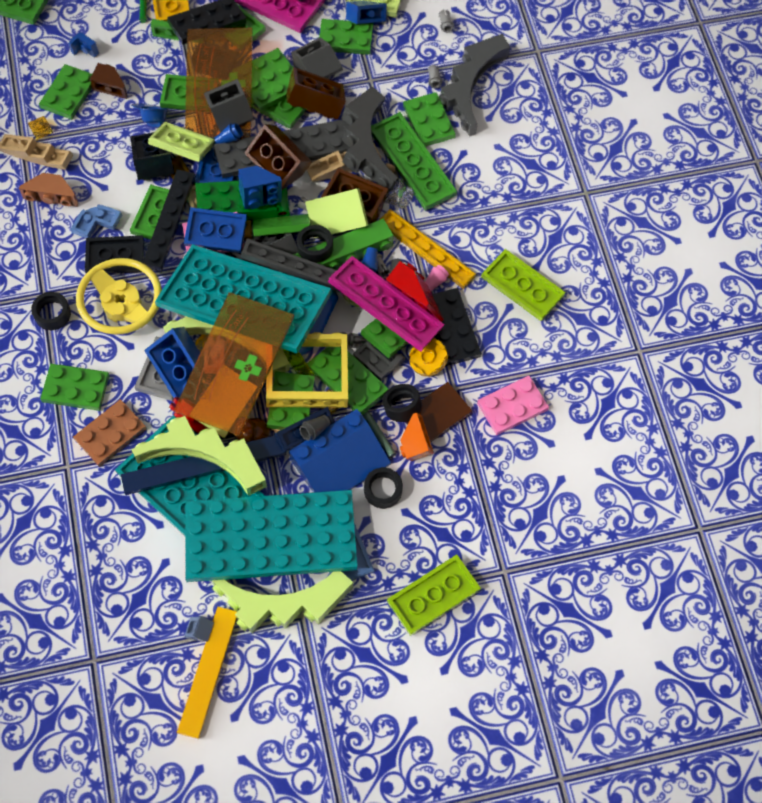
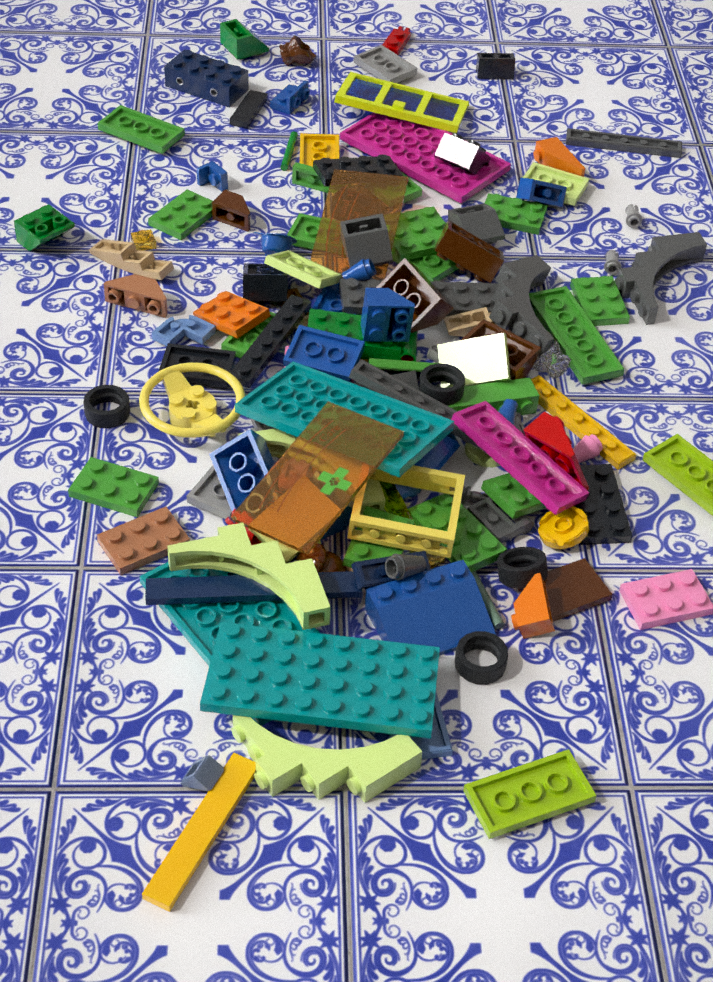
camera: 10 degrees right, 20 degrees down
(131, 197) = (232, 314): none -> orange plate

